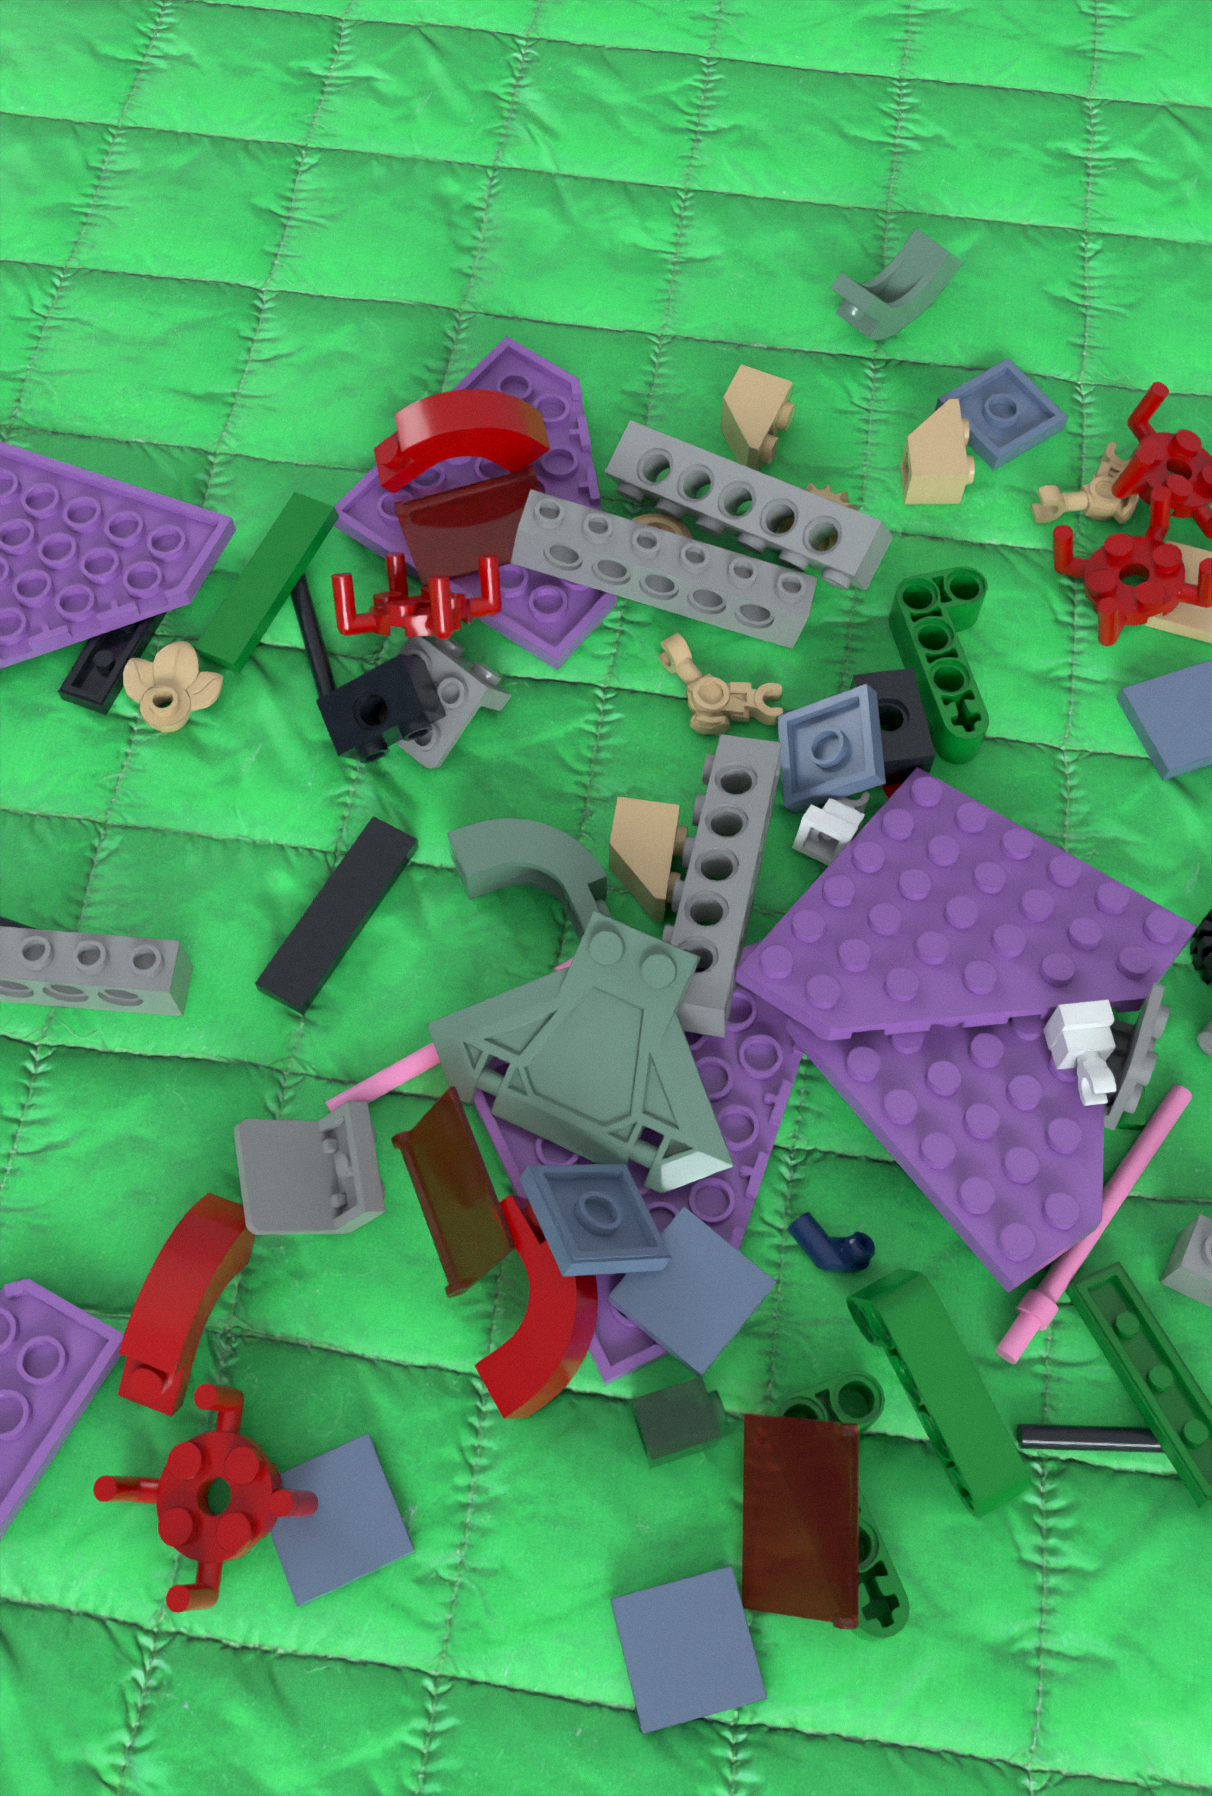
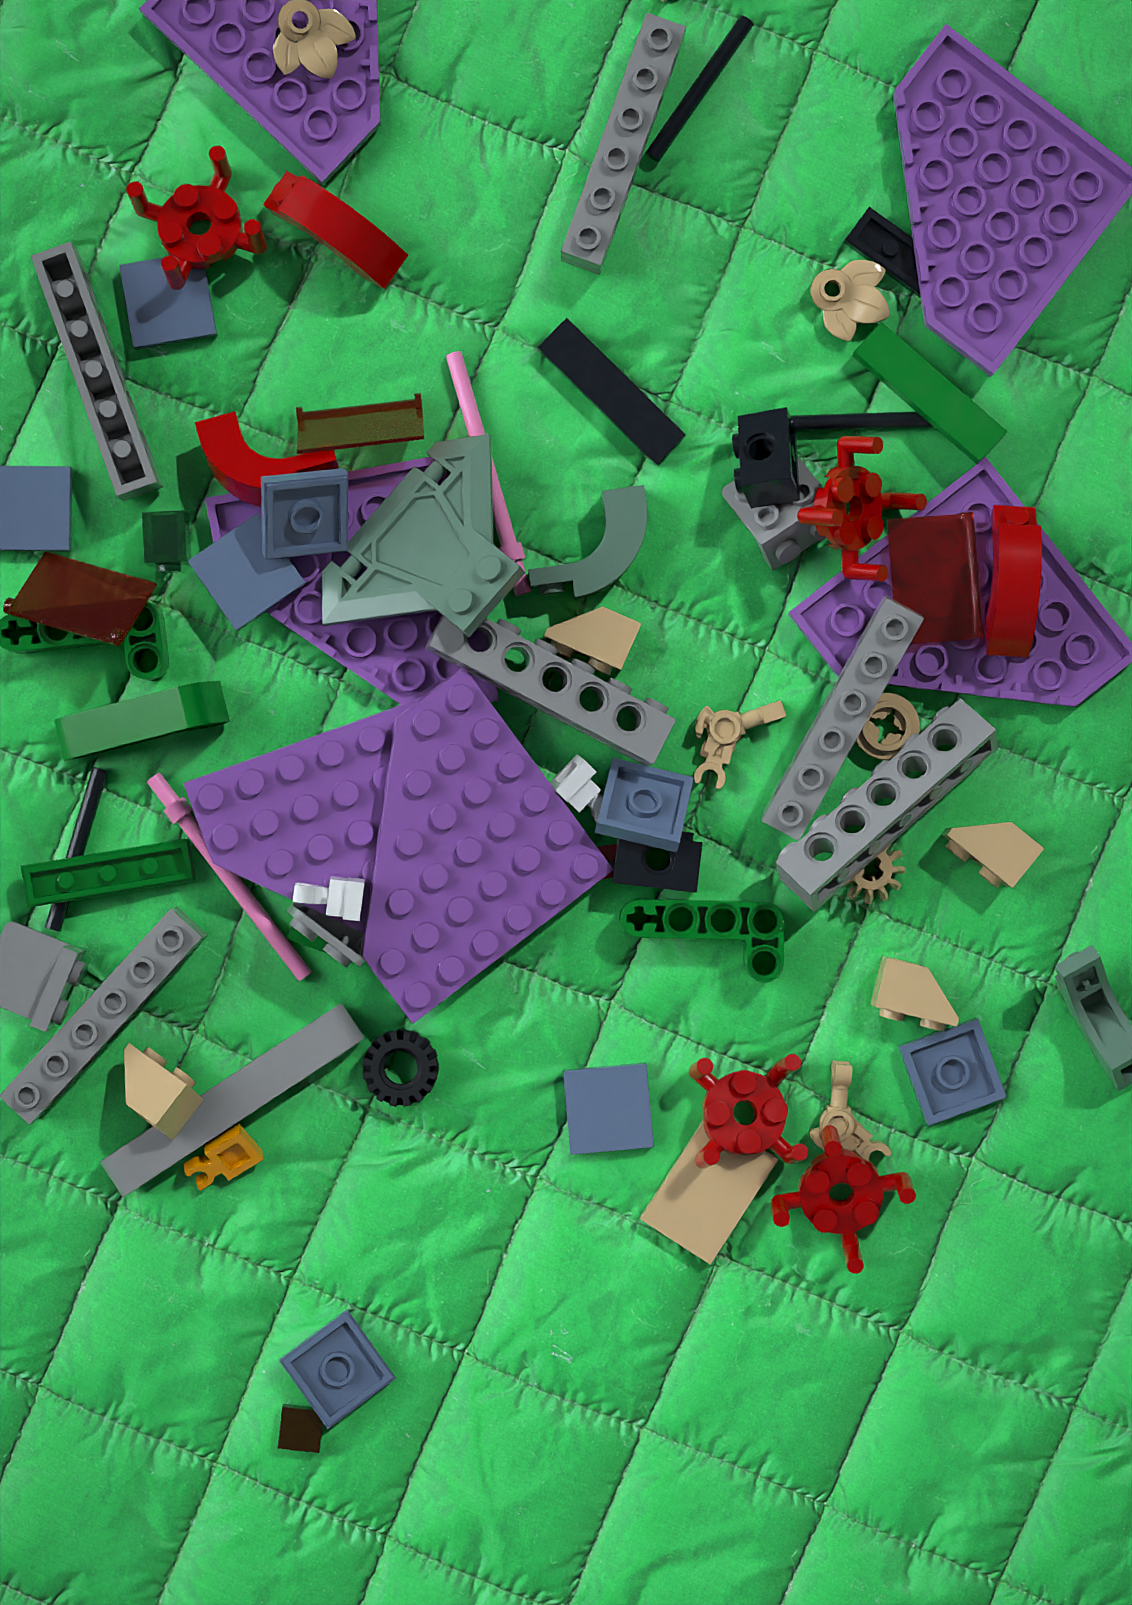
camera: 110 degrees right, 25 degrees up
(310, 1173) = (402, 327): light grey bracket -> none
(457, 1591) = (97, 371): none -> light grey brick
(830, 1252) = (255, 683): dark blue arm -> none

